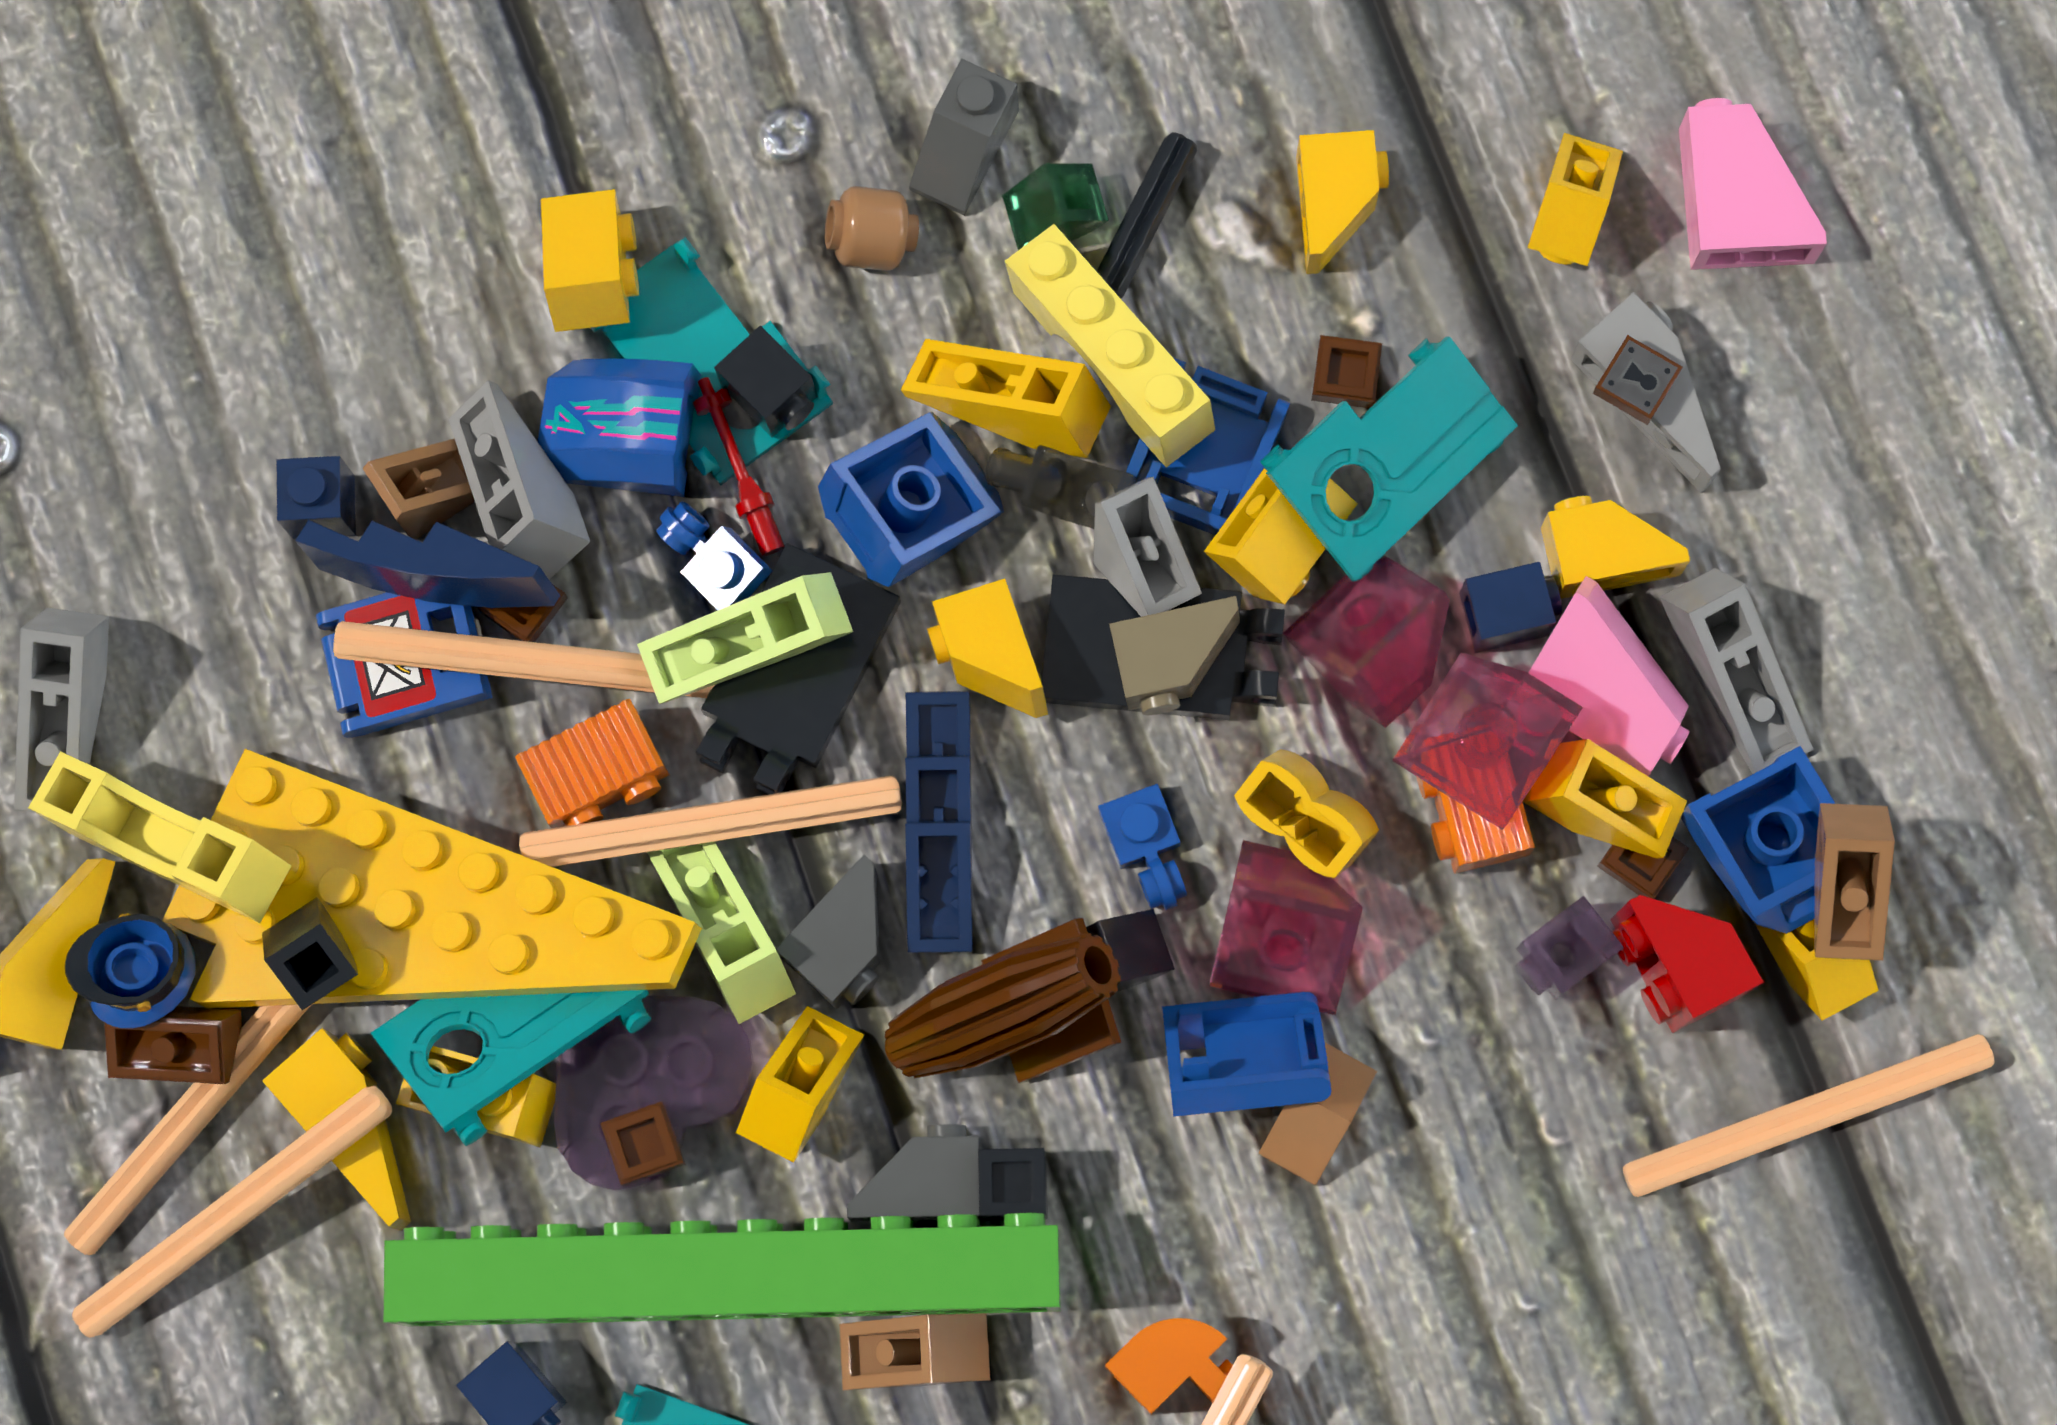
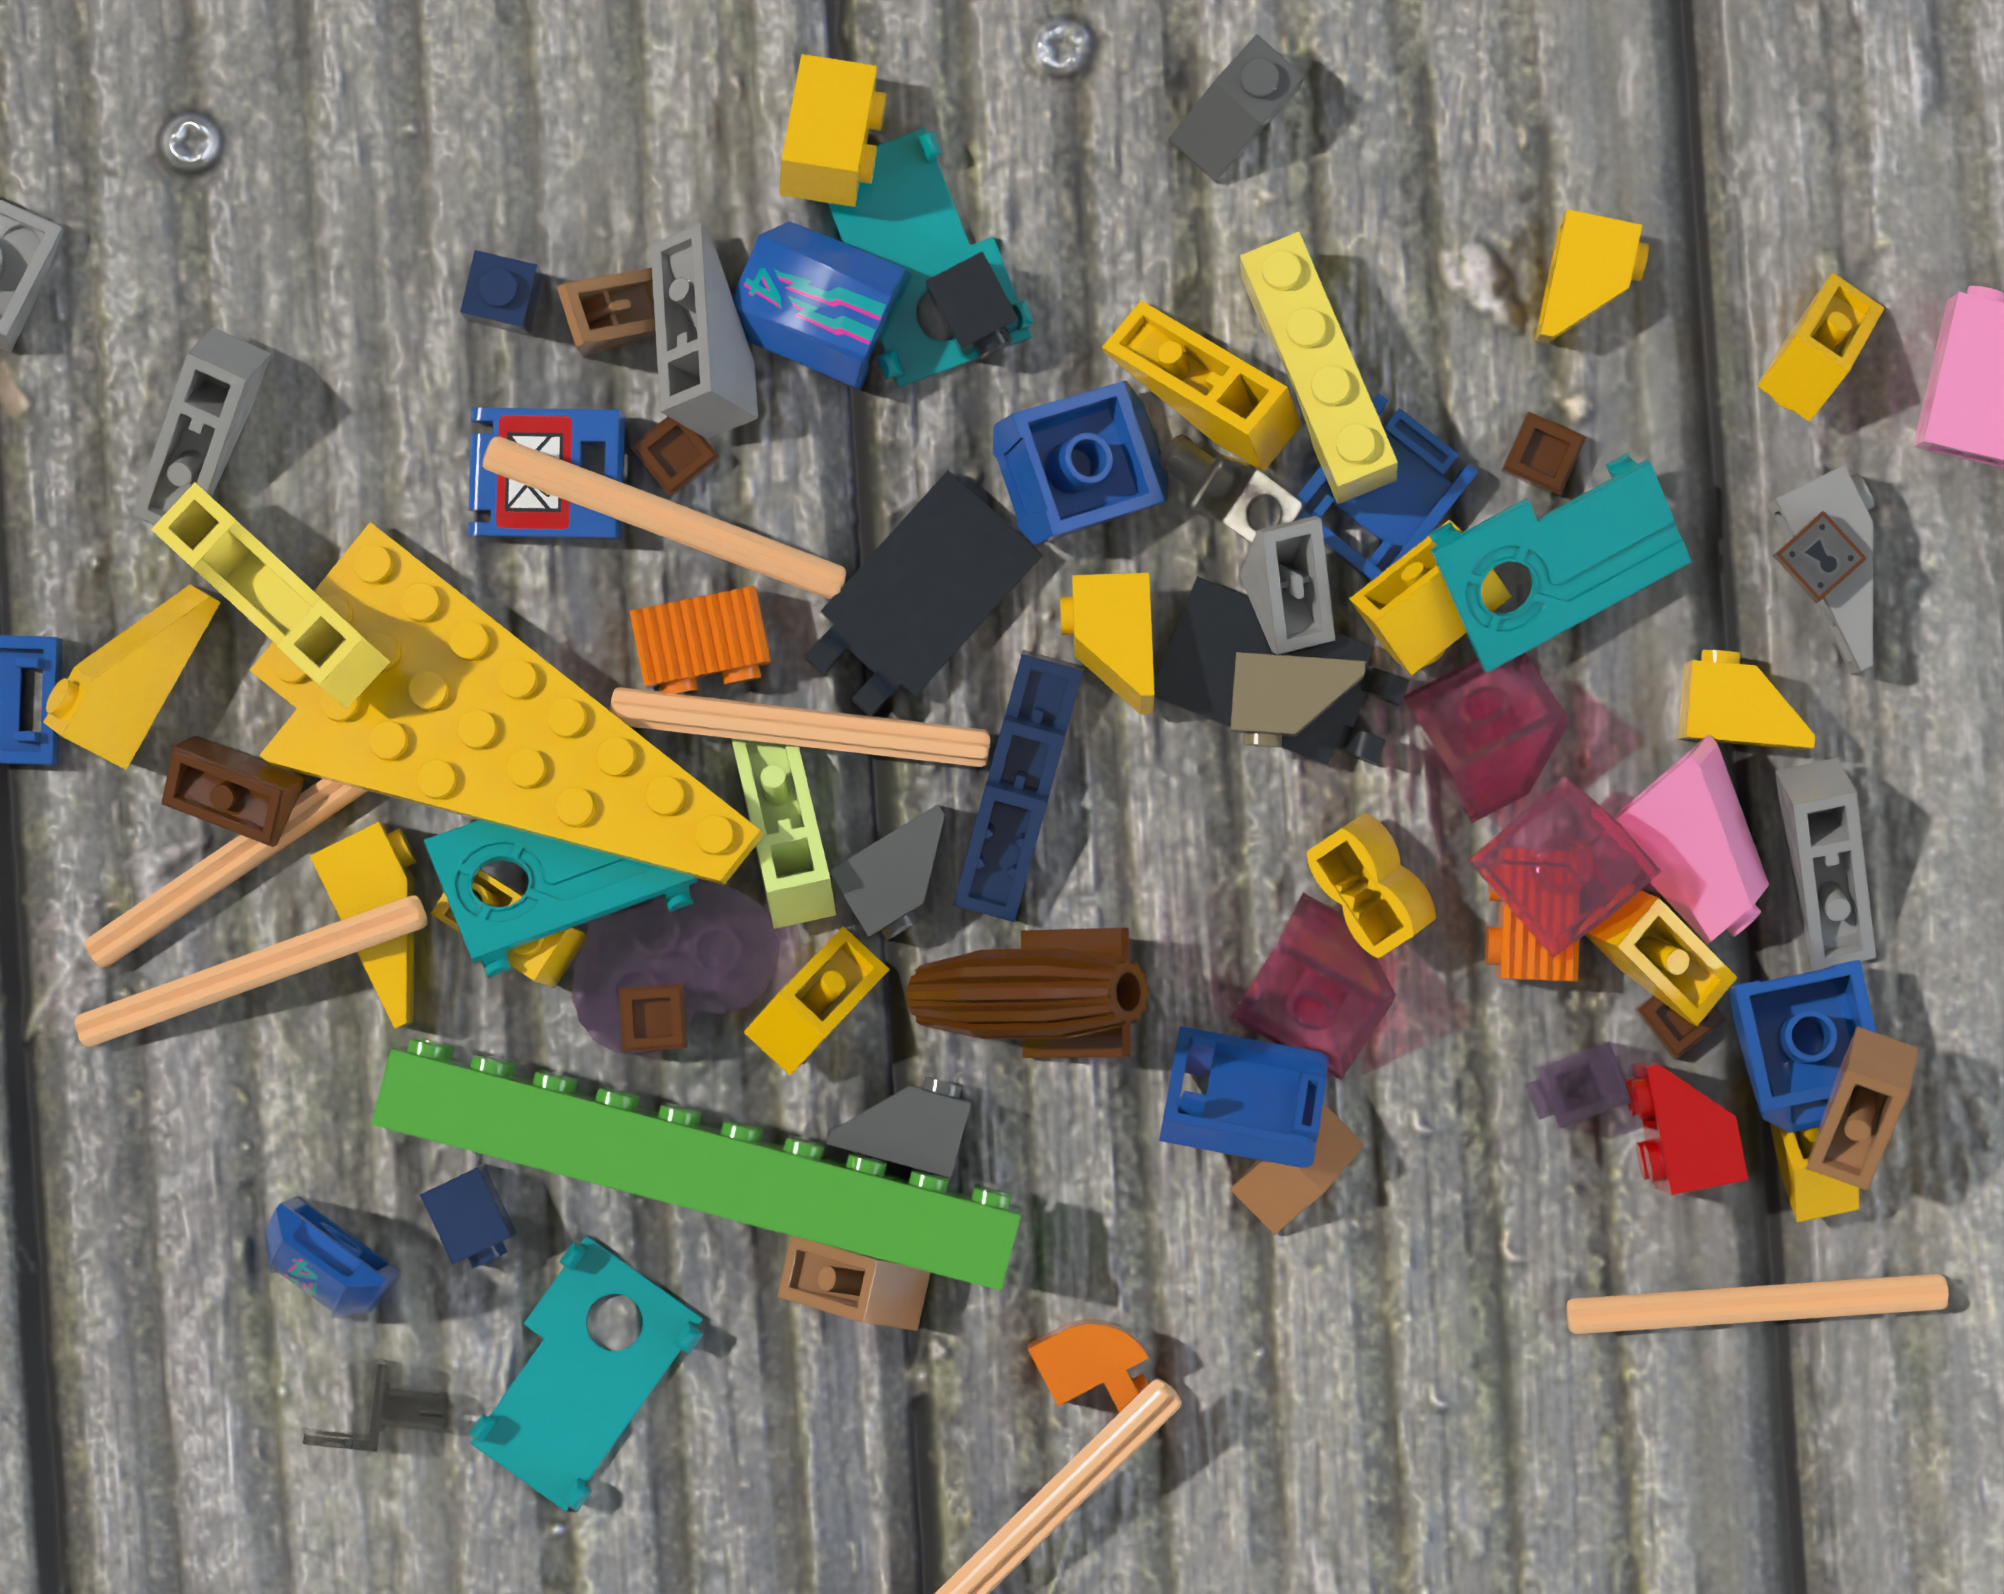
camera: 10 degrees right, 10 degrees up
(131, 969) = (212, 713): blue piece -> none
(308, 954) = (385, 752): black brick -> none
(440, 570) = (606, 408): dark blue slope -> none
(724, 565) = (881, 474): plate -> none
(745, 636) = (883, 559): yellowish green slope -> none
(753, 503) = (926, 416): red piece -> none
(870, 228) = (1118, 175): medium nougat head -> none
(1012, 1182) = (990, 1156): black panel -> none
(1059, 196) = (1306, 201): clear green brick -> none
(1136, 945) = (1169, 962): black brick -> none
(1140, 831) = (1209, 849): blue plate -> none
(1146, 212) = (1392, 237): black axle -> none
(1510, 606) = (1629, 737): dark blue brick -> none

